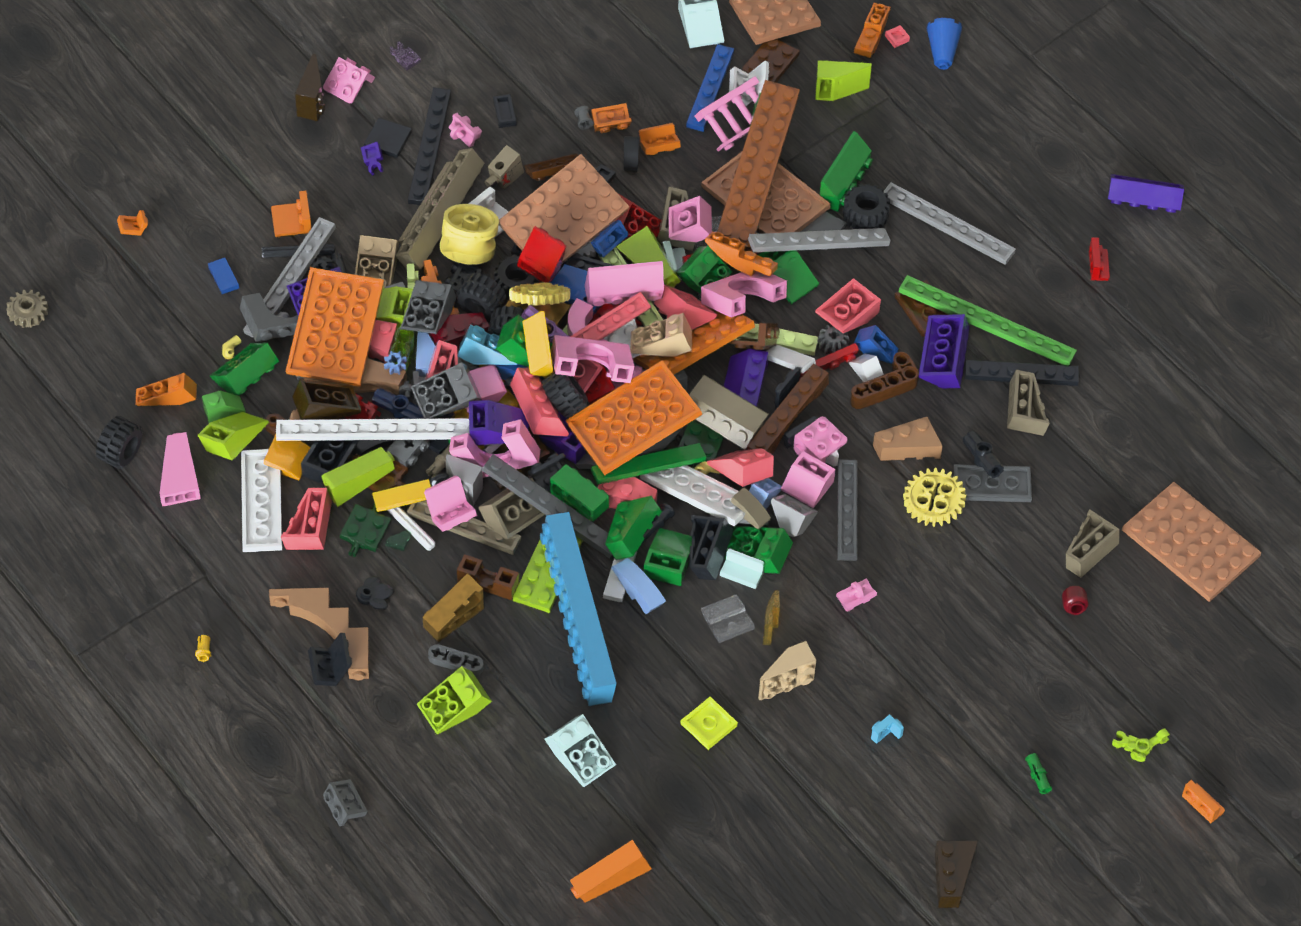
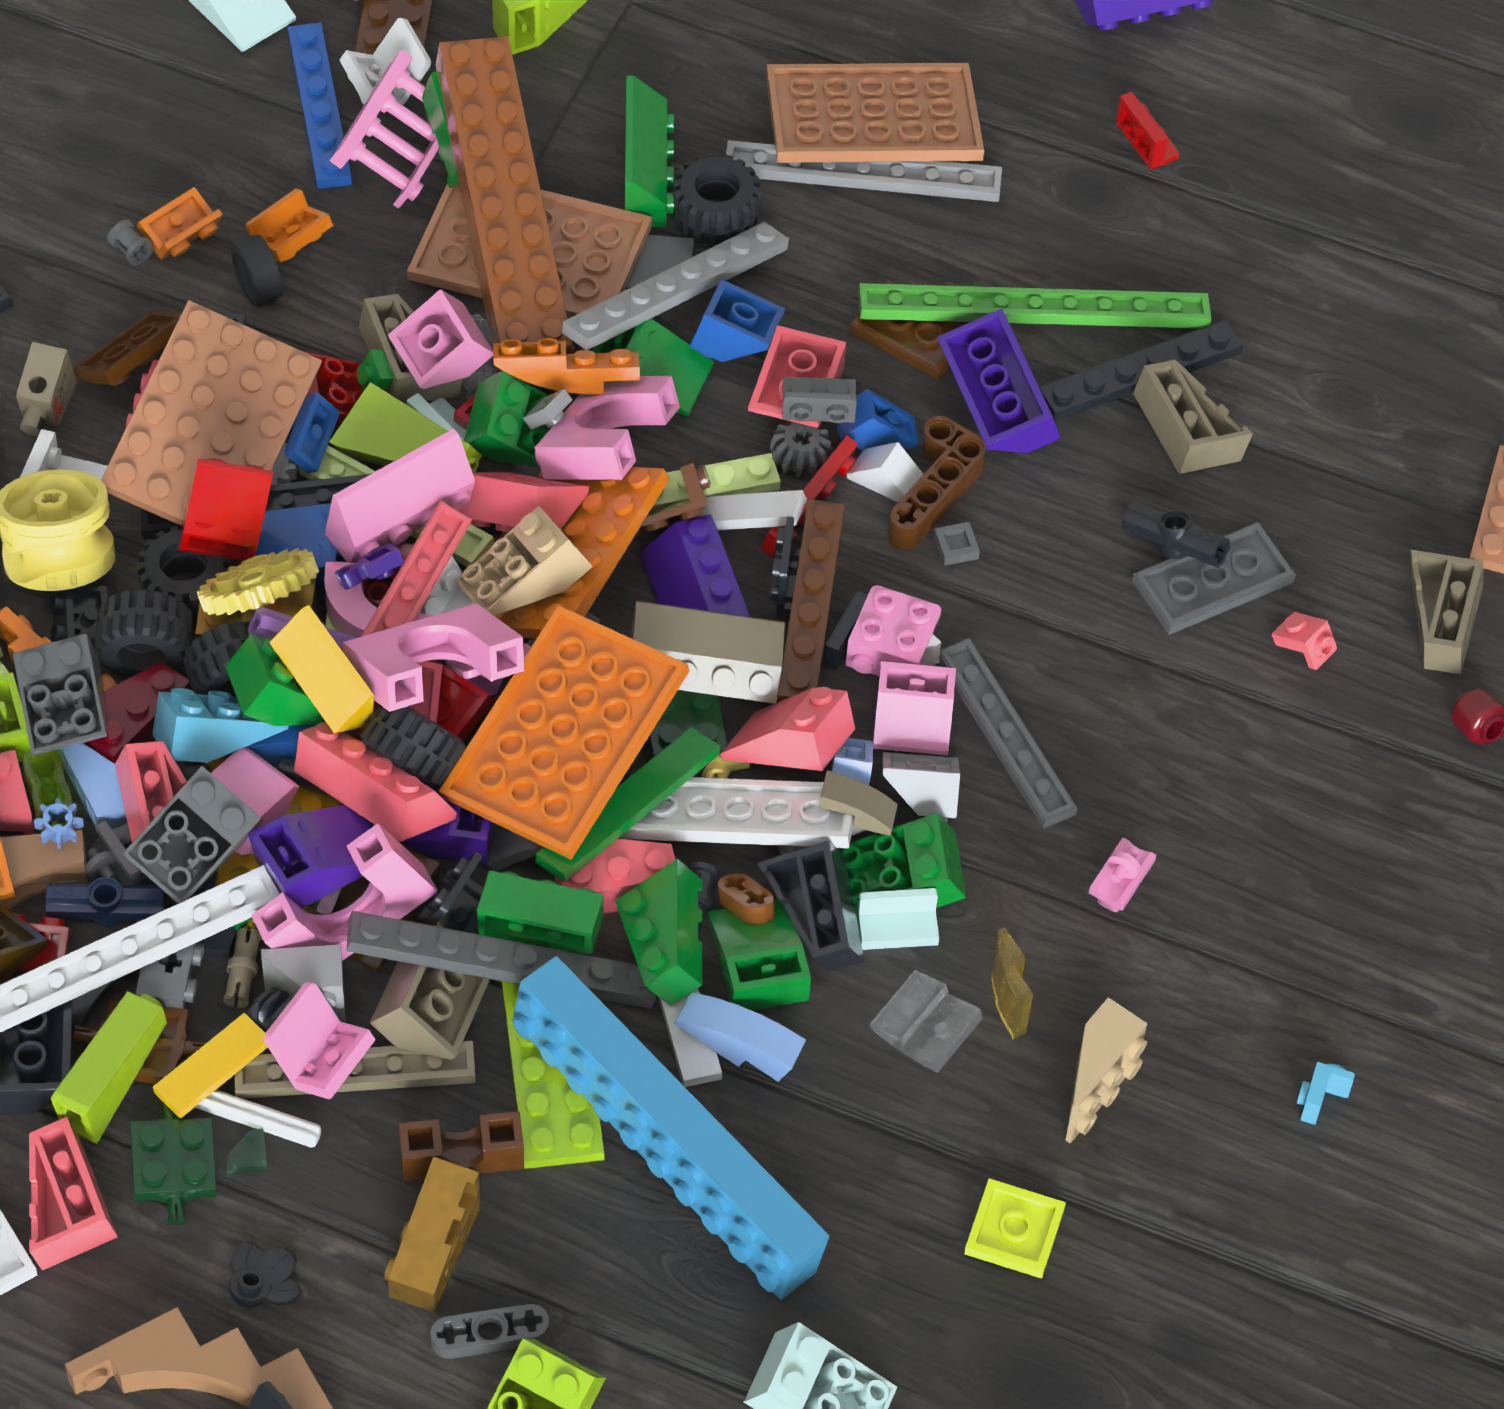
camera: 30 degrees left, 0 degrees up
(594, 308) = (378, 563): none -> dark purple plate
(654, 223) = (375, 370): none -> green plate
(678, 529) = (746, 898): none -> dark orange beam
(719, 273) = (548, 410): none -> light grey plate
(836, 268) = (736, 324): none -> blue slope
(848, 320) = (819, 399): none -> dark grey bracket
(878, 415) = (956, 543): none -> dark grey plate
(908, 441) = (1038, 564): medium nougat wedge -> none
(917, 492) = (1174, 638): light yellow gear -> none
(969, 197) = (874, 112): none -> nougat plate
(1017, 528) = (1308, 636): none -> coral bracket

